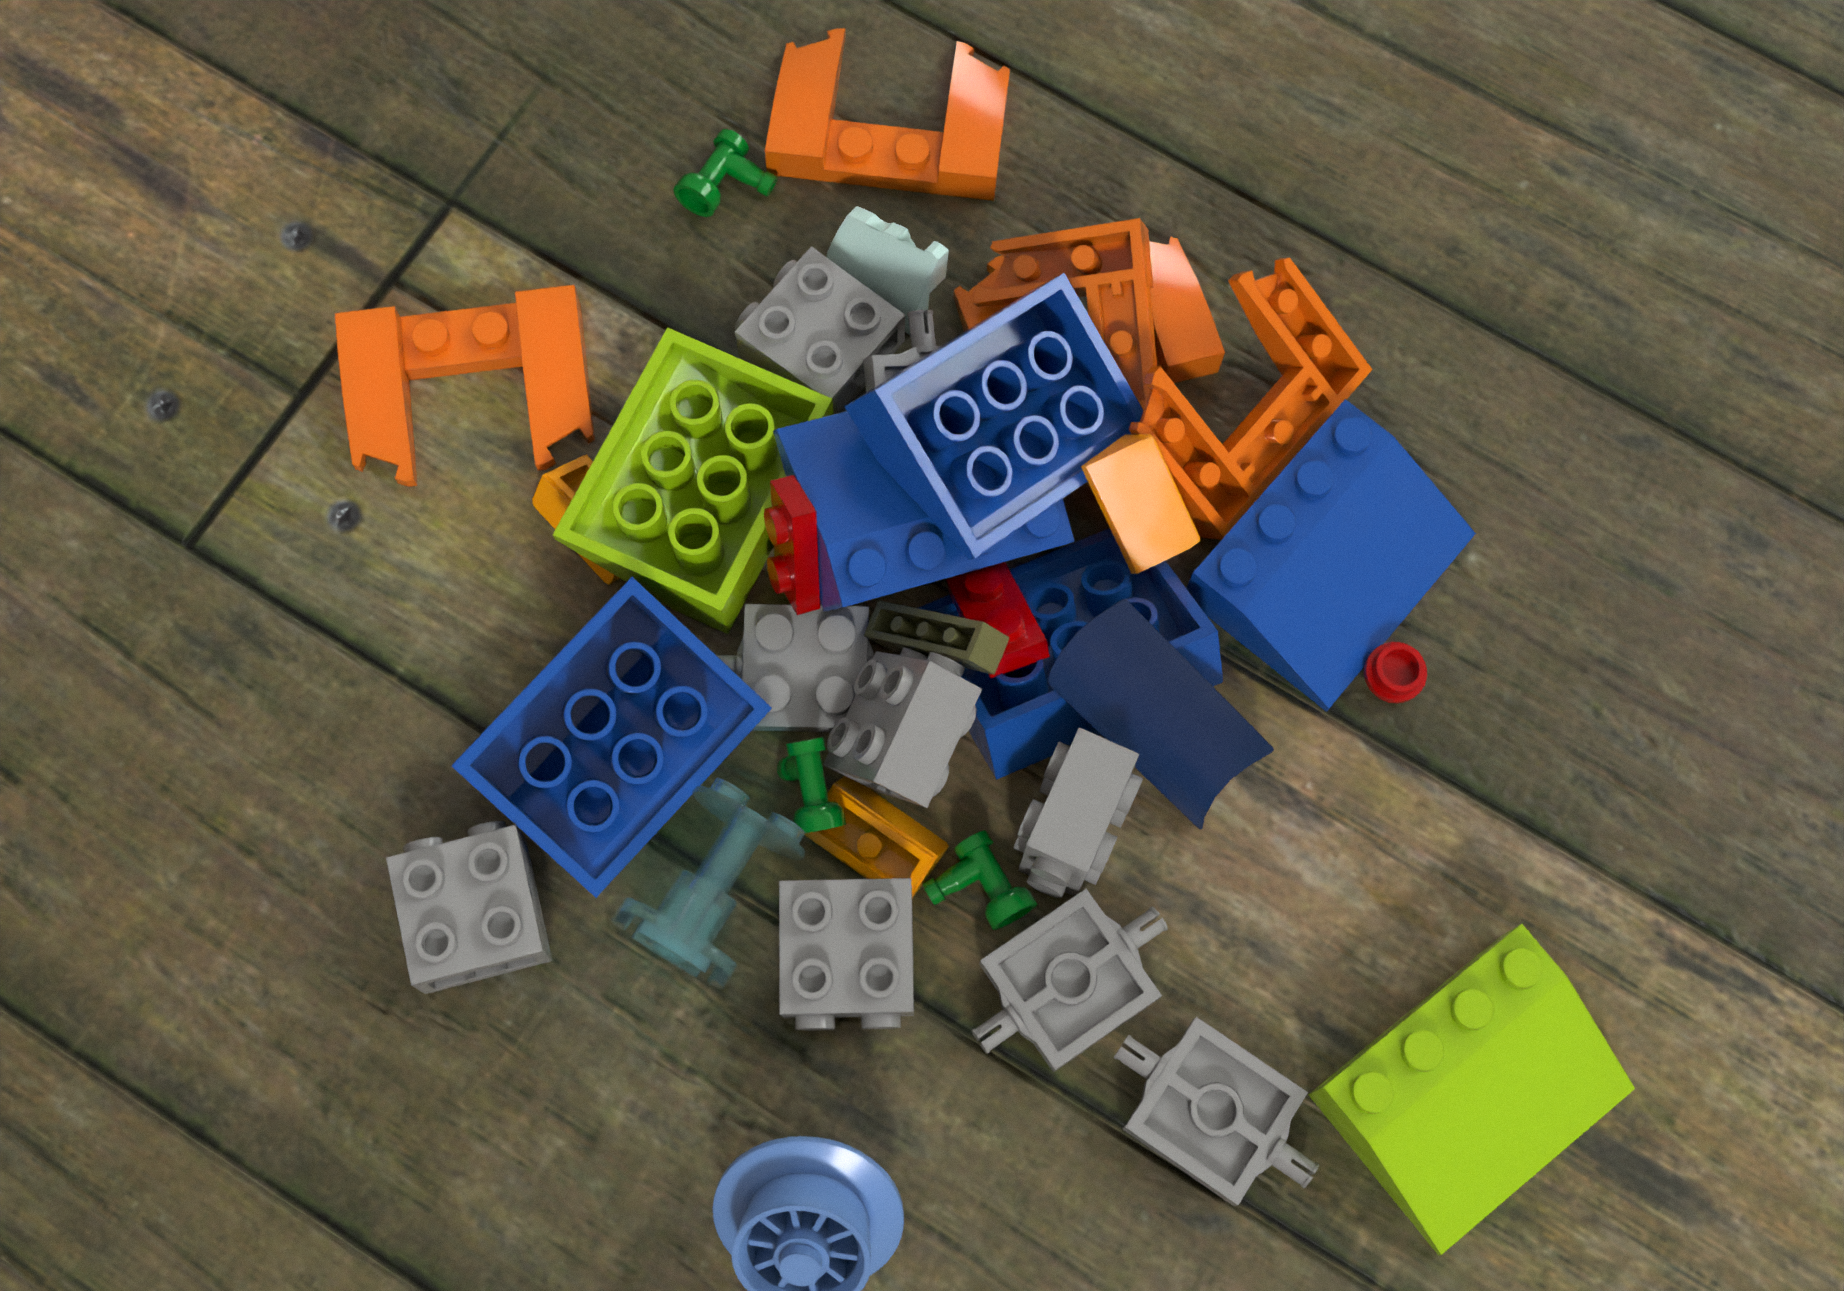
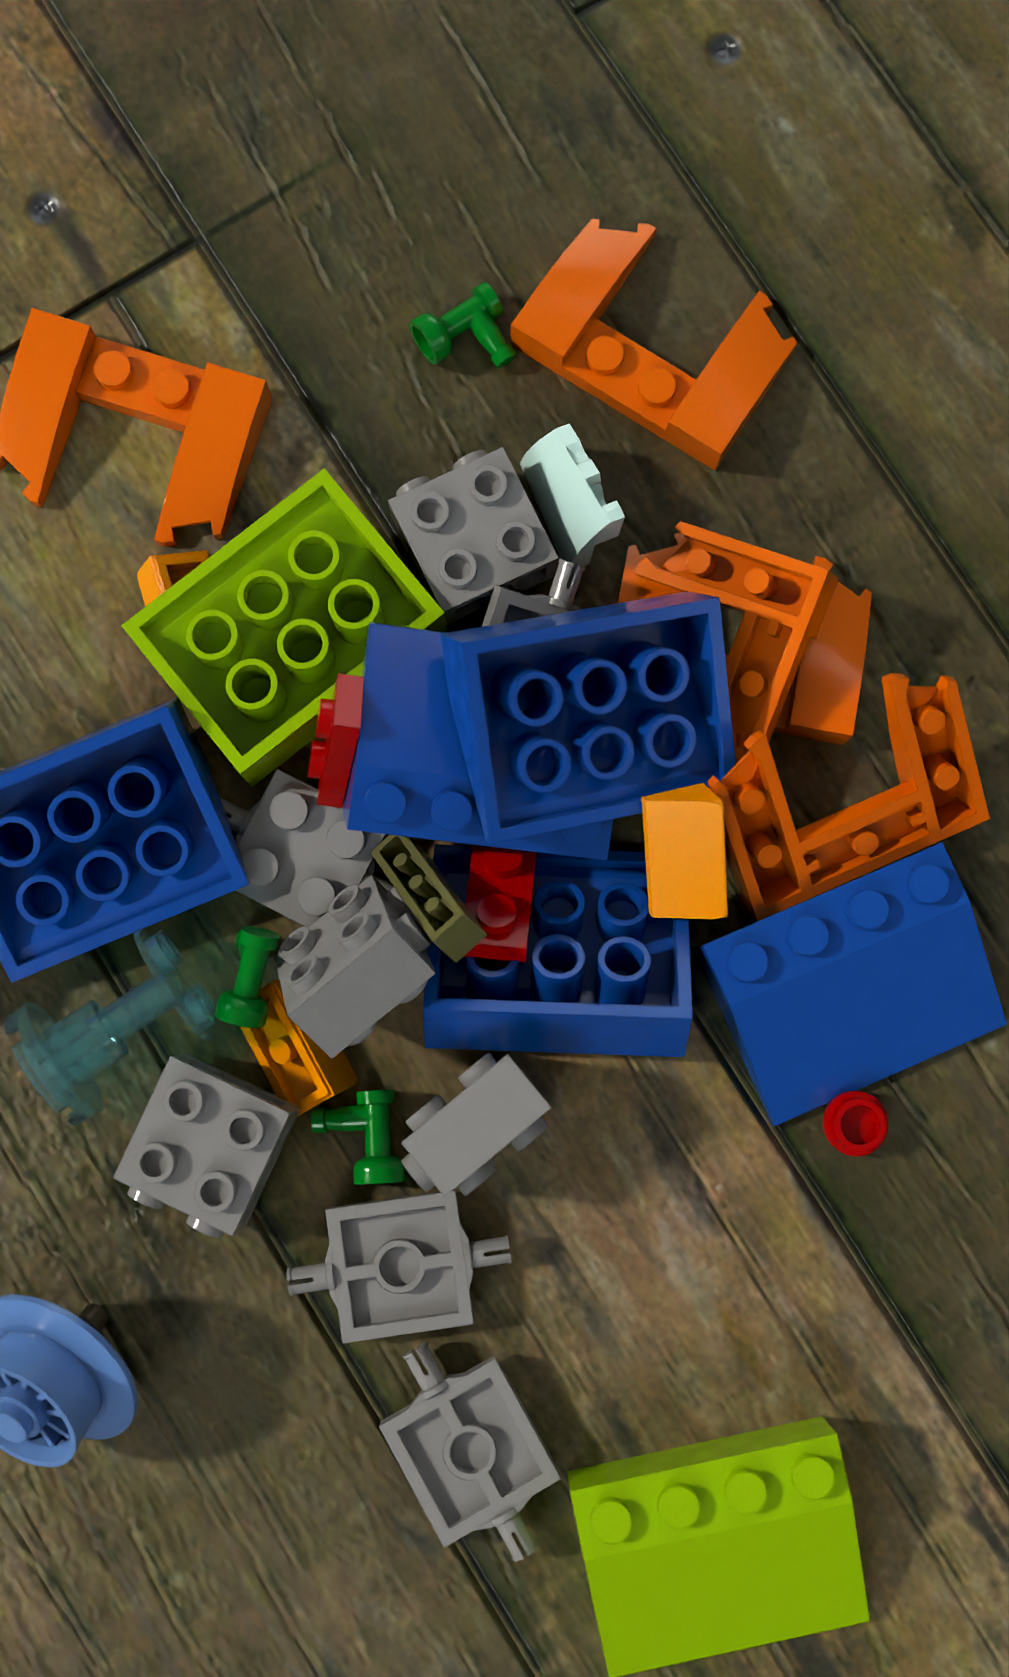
camera: 30 degrees right, 10 degrees up
(1157, 705) = (593, 1062): dark blue sticker -> none

